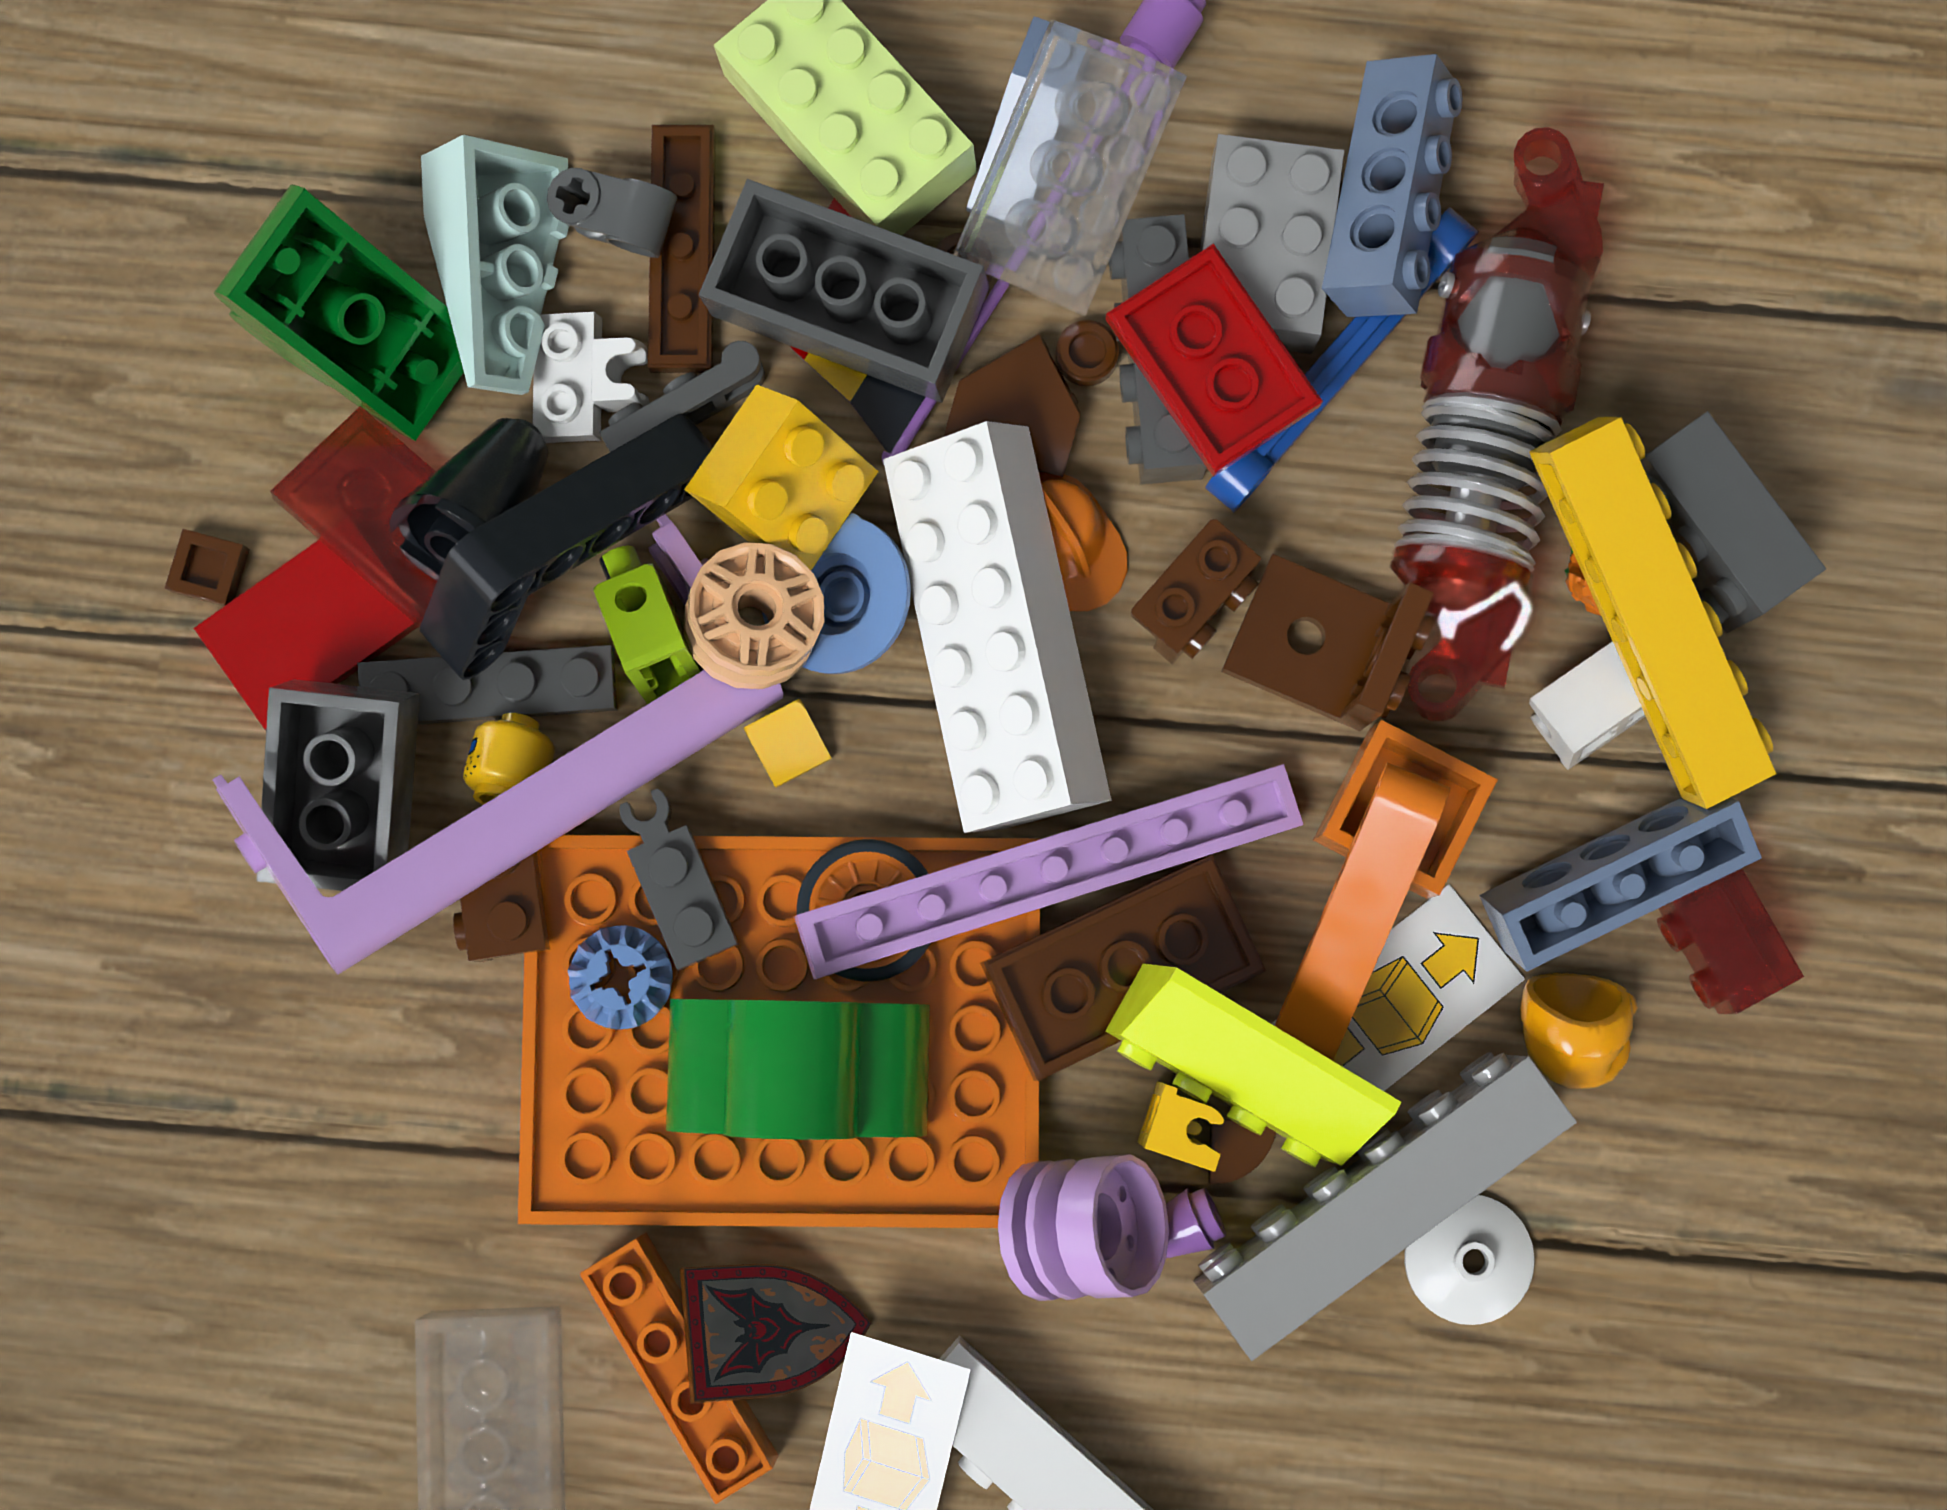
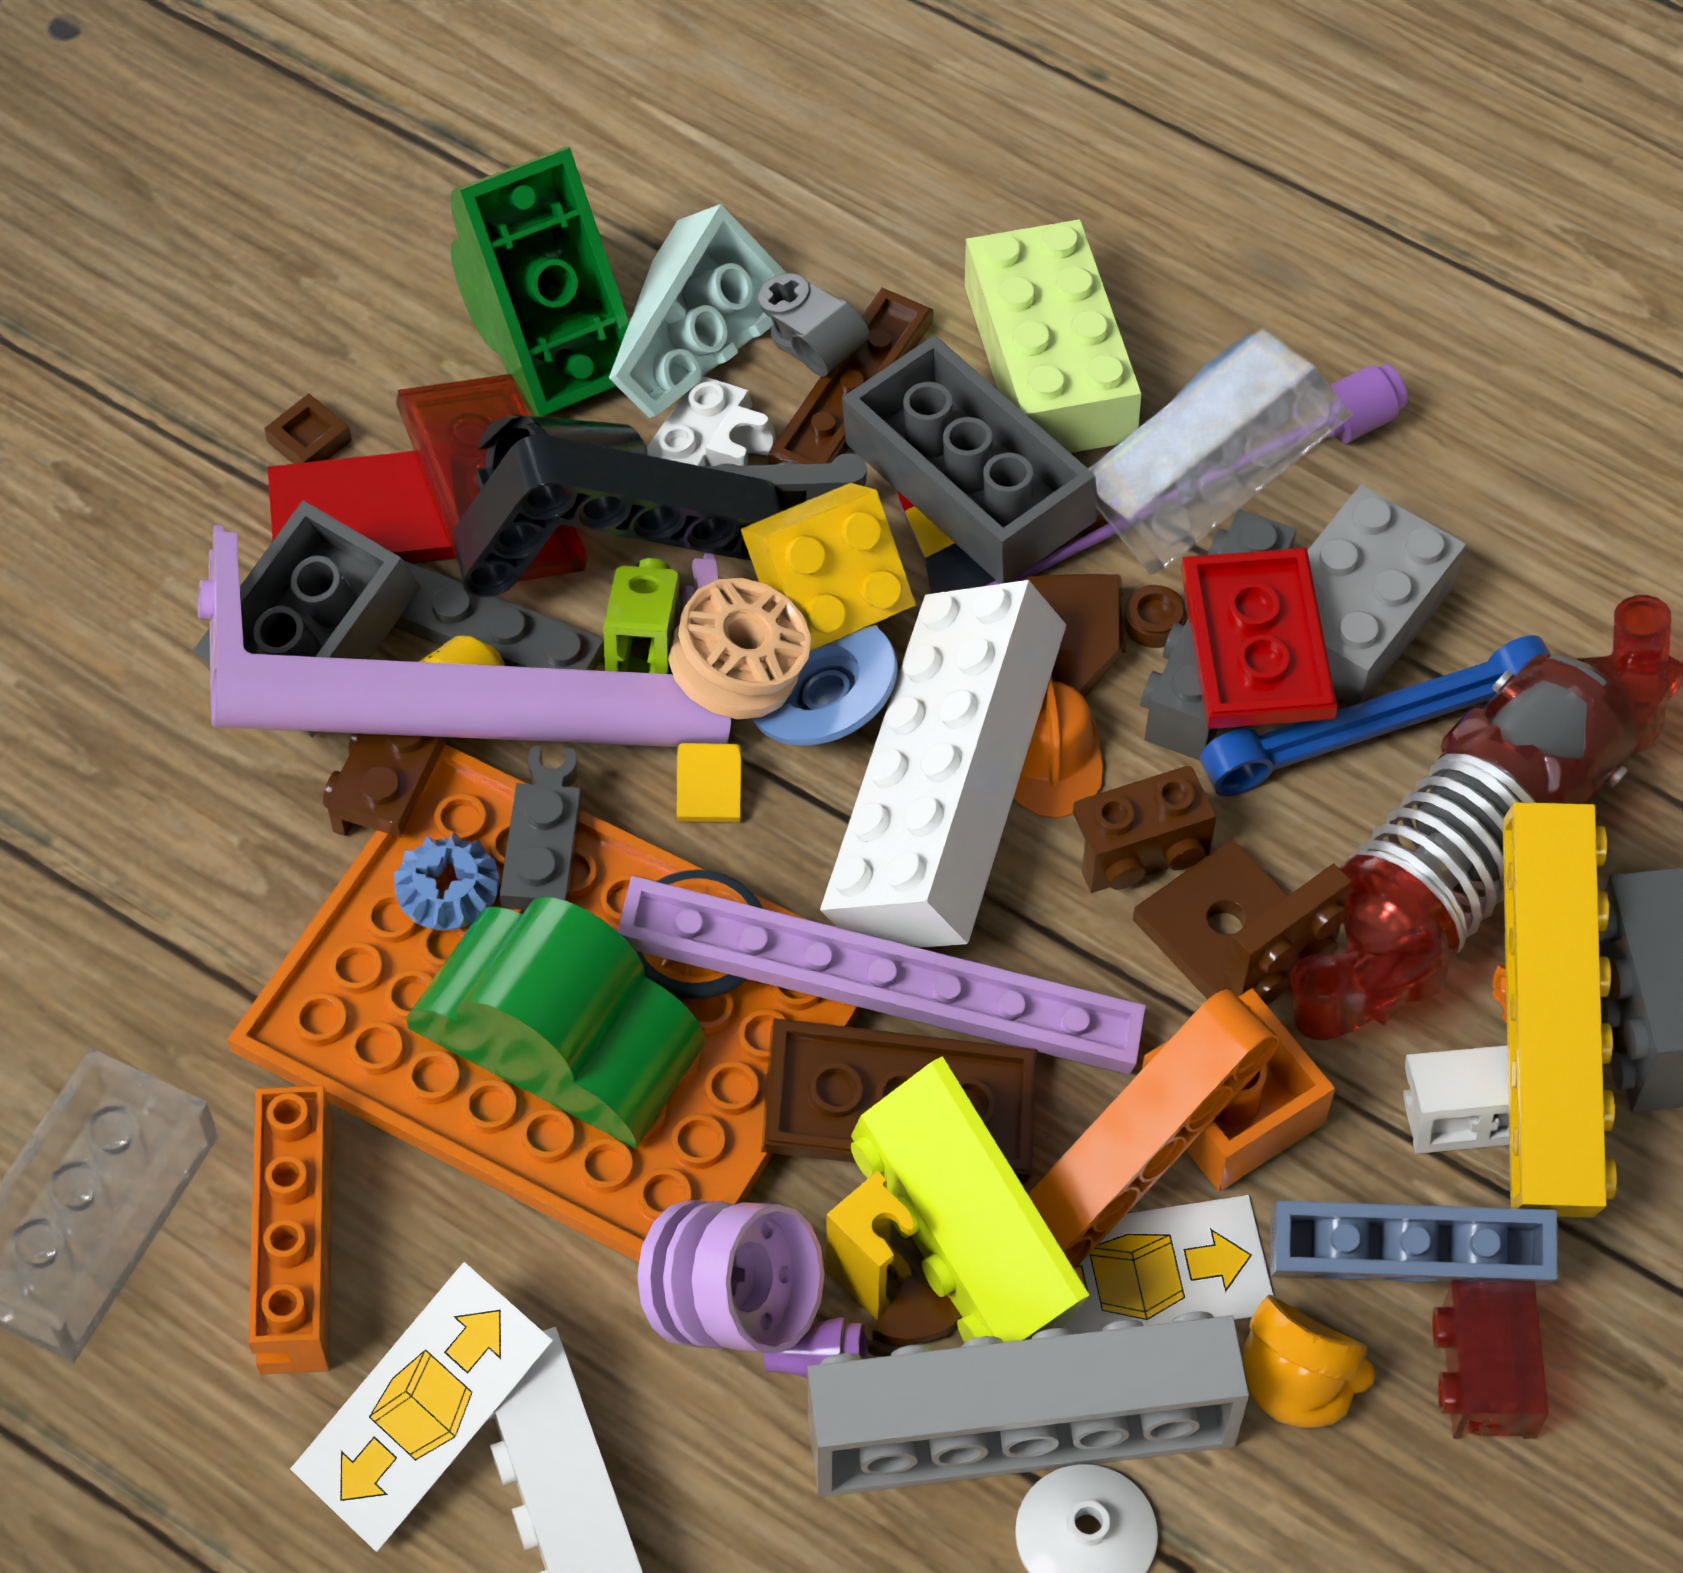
camera: 25 degrees right, 25 degrees down
(762, 1330) = (381, 1226): shield -> none
(1392, 186) = (1494, 594): sand blue brick -> none

